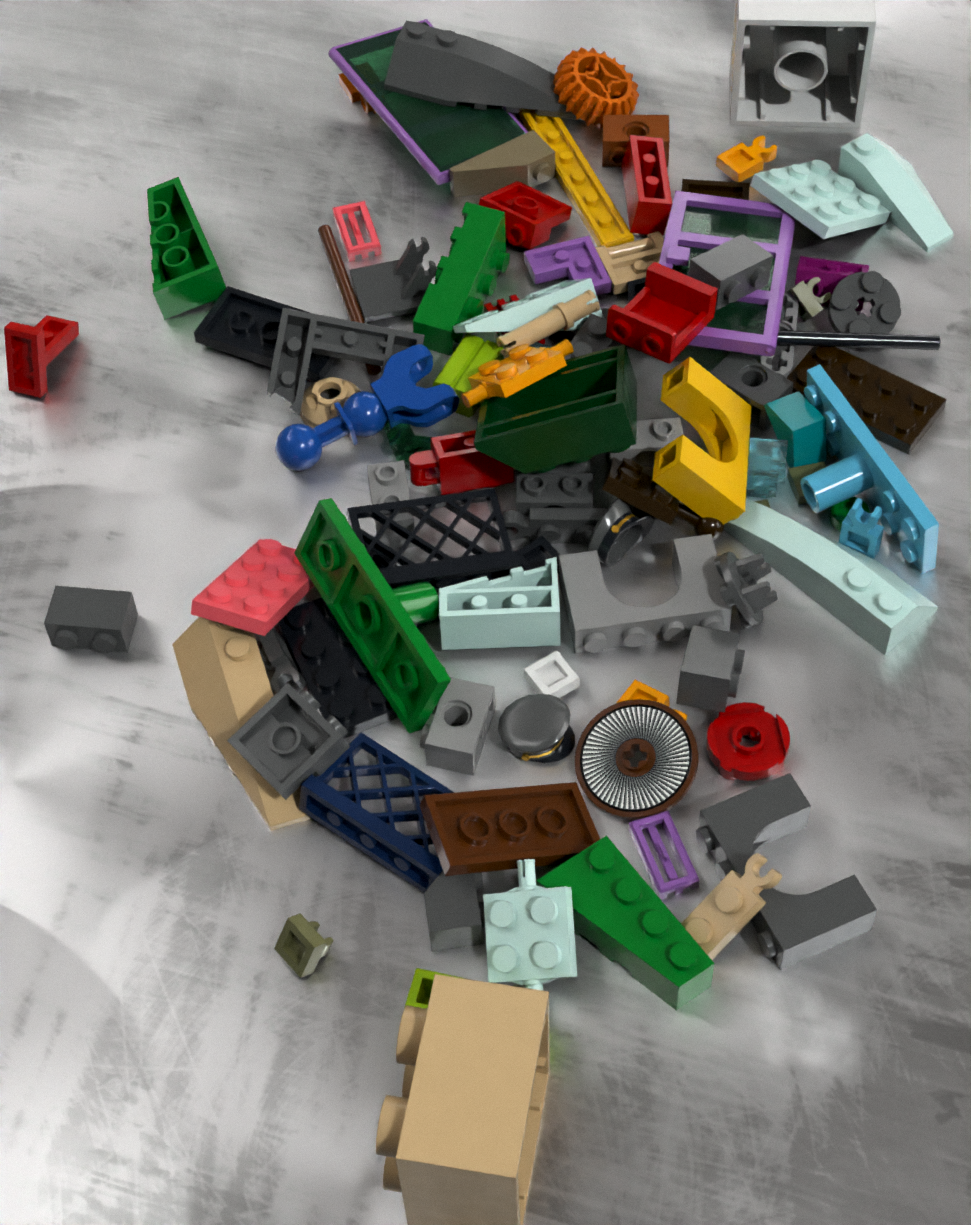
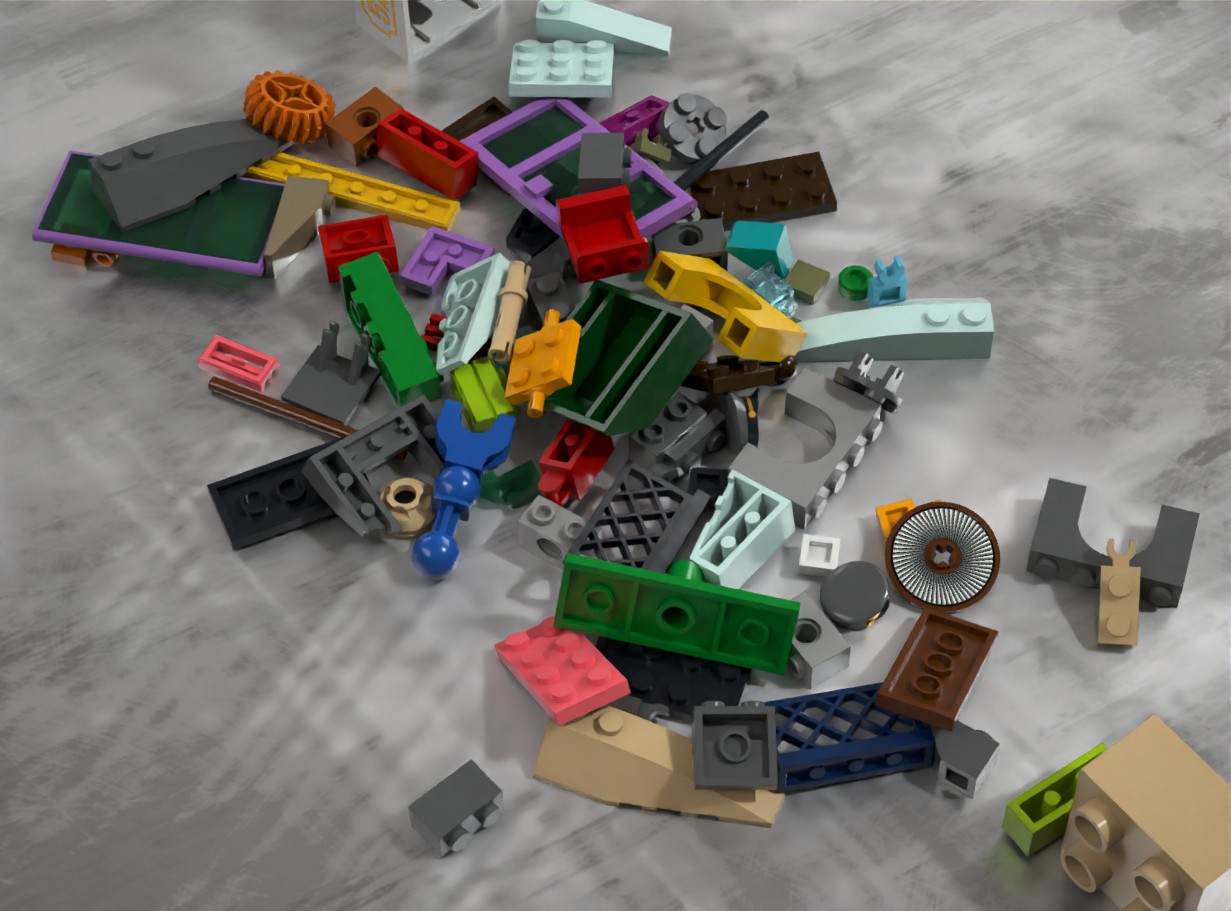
camera: 50 degrees left, 0 degrees up
(32, 349) = (128, 661): red bracket -> none
(182, 259) = (131, 486): green wedge -> none
(302, 945) = (901, 870): olive tile -> none
(530, 932) = (1032, 720): light aqua plate -> none
(630, 260) = (495, 220): tan plate -> none
(632, 923) = (1071, 659): green wedge -> none
(674, 883) = (1026, 607): medium lavender tile -> none
(710, 669) = (915, 457): dark grey brick -> none
(743, 161) = (463, 81): light orange plate -> none
(748, 762) = (994, 503): red plate -> none
(866, 470) = (848, 240): medium azure plate -> none

